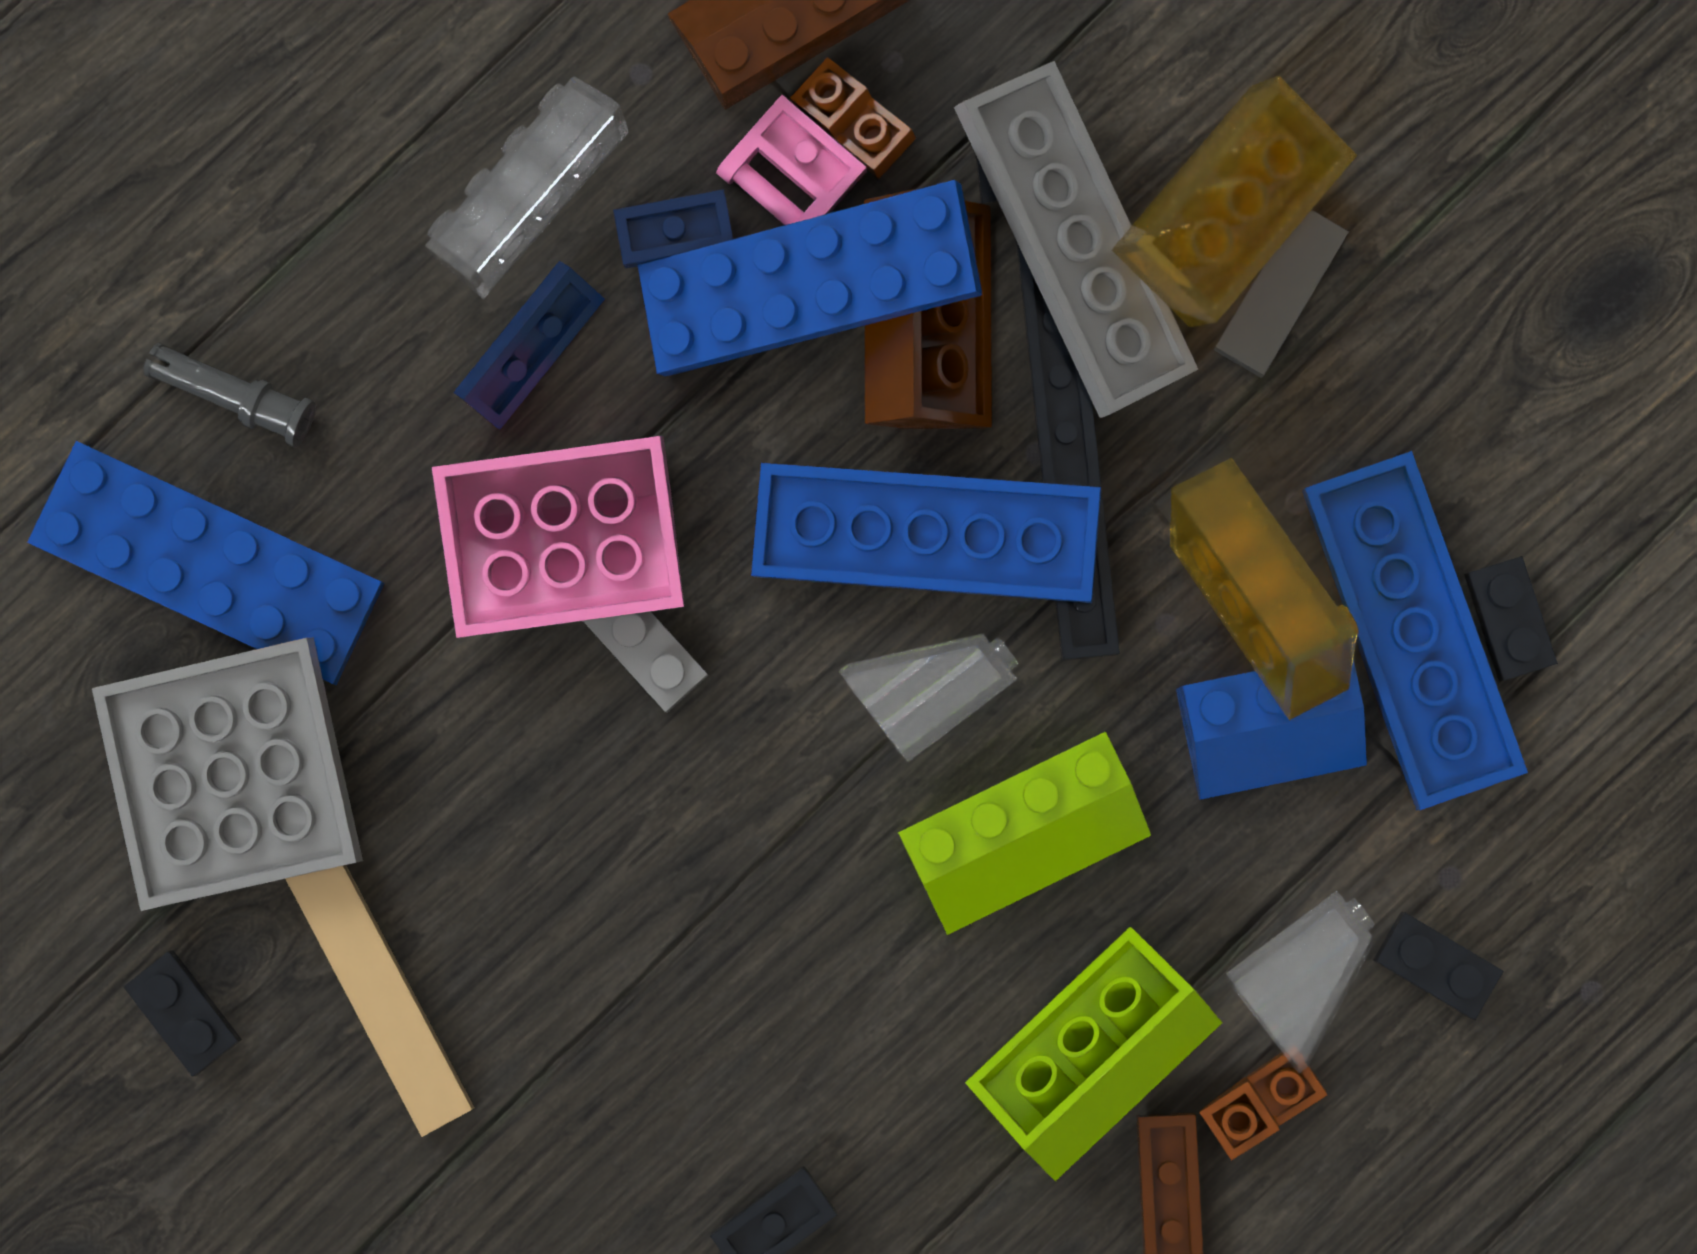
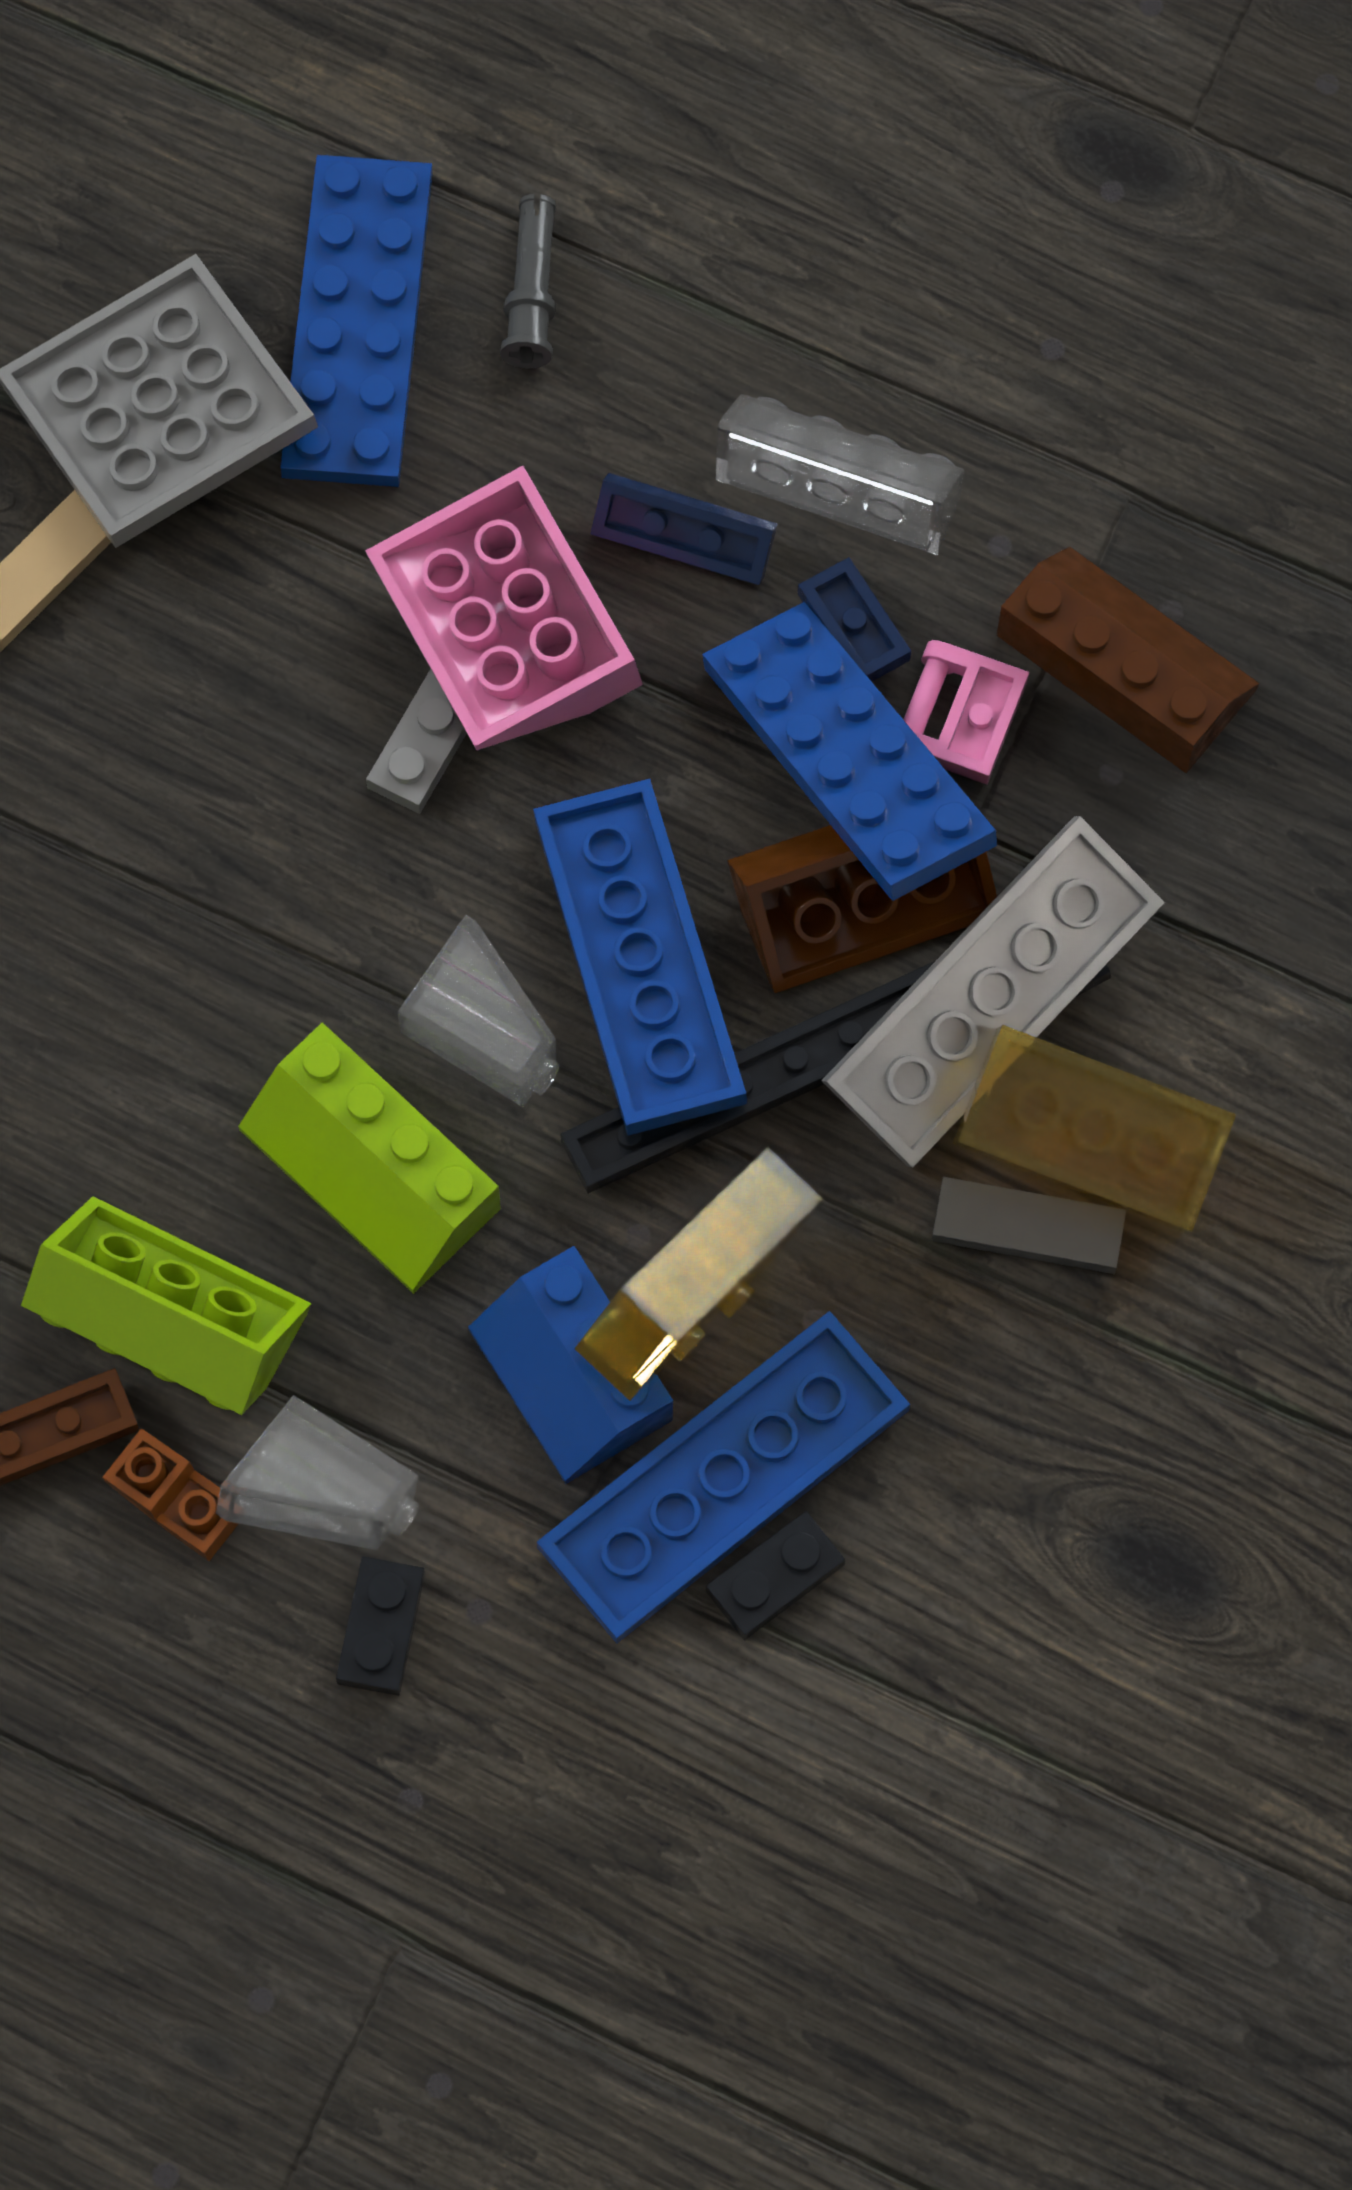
camera: 65 degrees right, 15 degrees down
(853, 117) = (1036, 752): dark orange slope -> none

